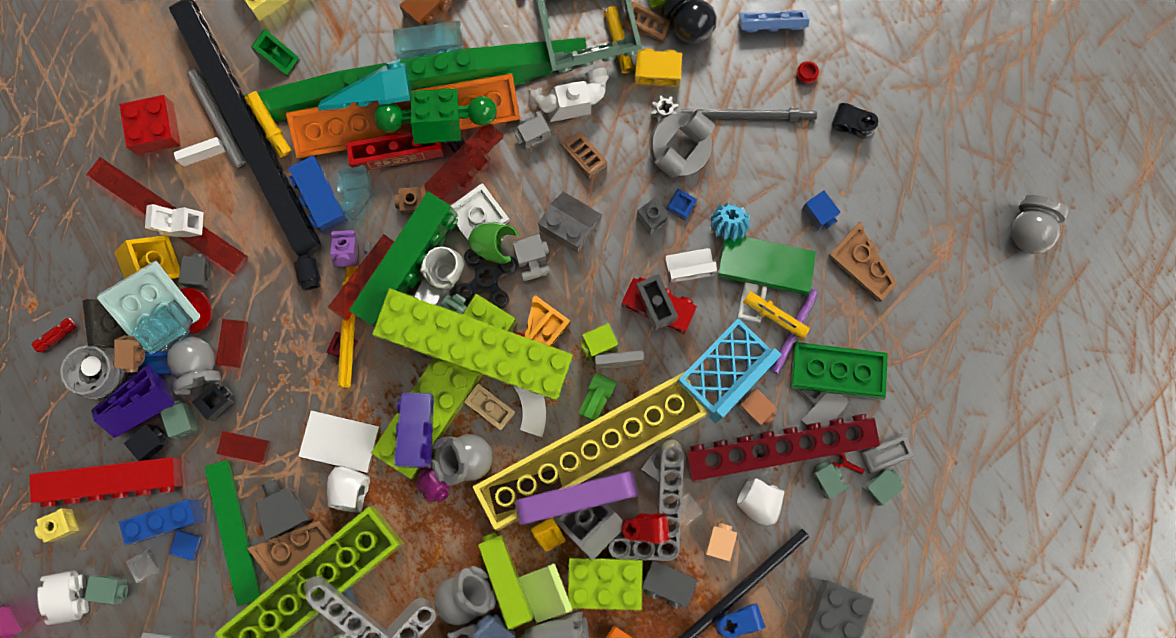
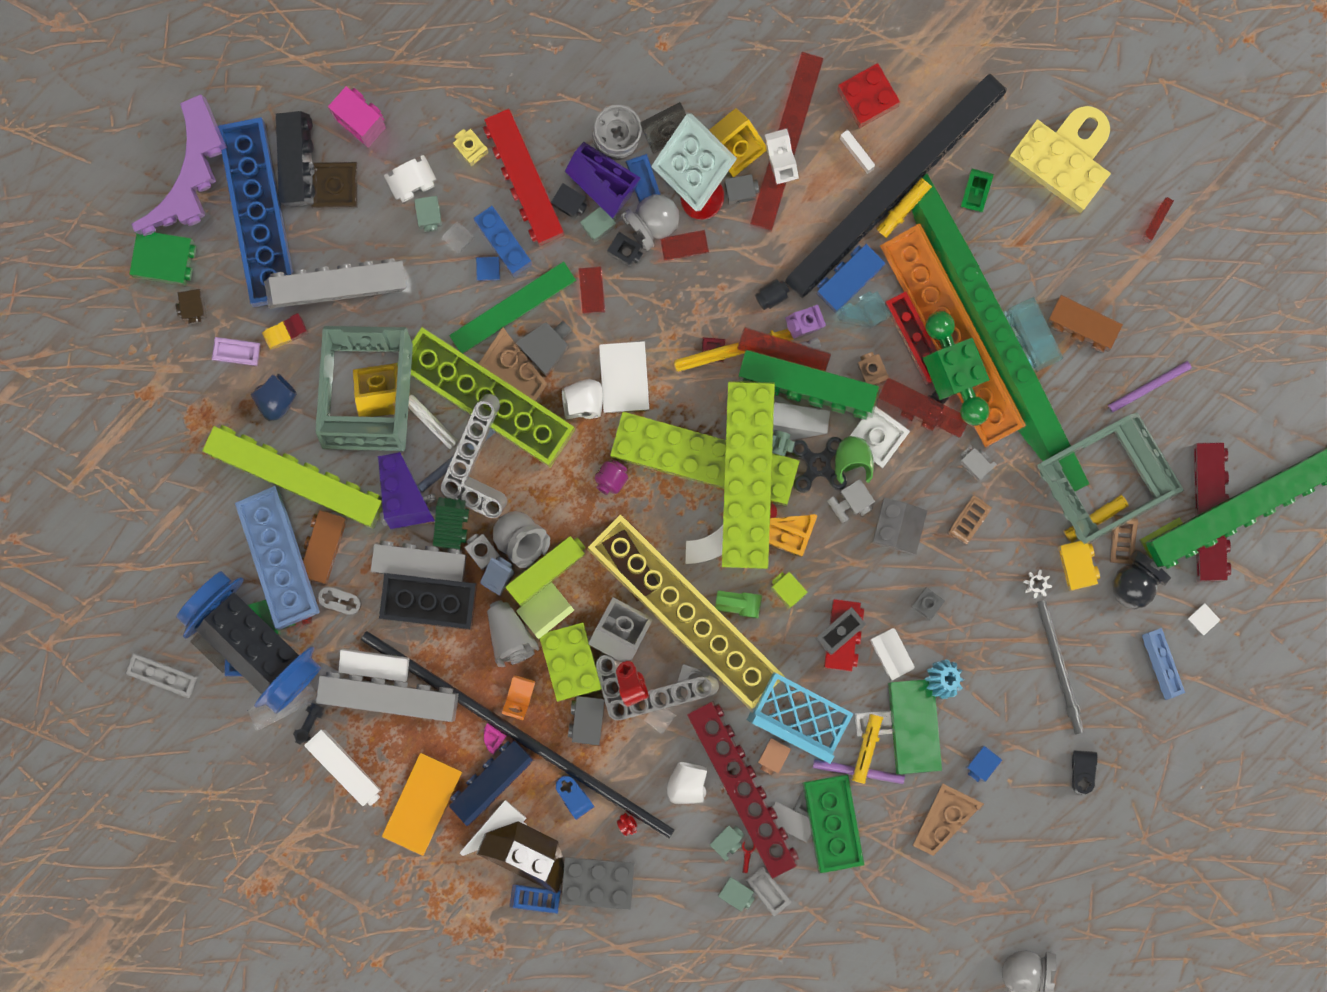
camera: 75 degrees right, 5 degrees up
(54, 335) = (641, 78): red axle -> none
(91, 366) = (623, 129): white sticker -> none
(128, 353) = (646, 158): medium nougat brick -> none
(163, 327) = (678, 183): clear light blue brick -> none
(216, 118) = (896, 154): light grey axle -> none
(386, 85) = (969, 309): teal wedge -> none
(414, 430) = (654, 446): dark purple wedge -> none
(442, 267) = (814, 421): white piece -> none
(461, 458) = (642, 496): light grey tile -> none
(489, 407) = (698, 506): tan plate -> none
(548, 534) = (598, 597): yellow plate -> none
(573, 98) = (1018, 492): white torso -> none
(576, 497) = (639, 613): medium lavender beam -> none
(619, 360) = (778, 612): light grey tile -> none
(681, 204) = (949, 628): blue tile -> none
(695, 127) = (997, 627): light grey piece -> none
(721, 542) = (639, 757): light nougat brick -> none
(784, 575) = (627, 824): none -> red plate
(807, 72) = (1121, 712): red plate -> none

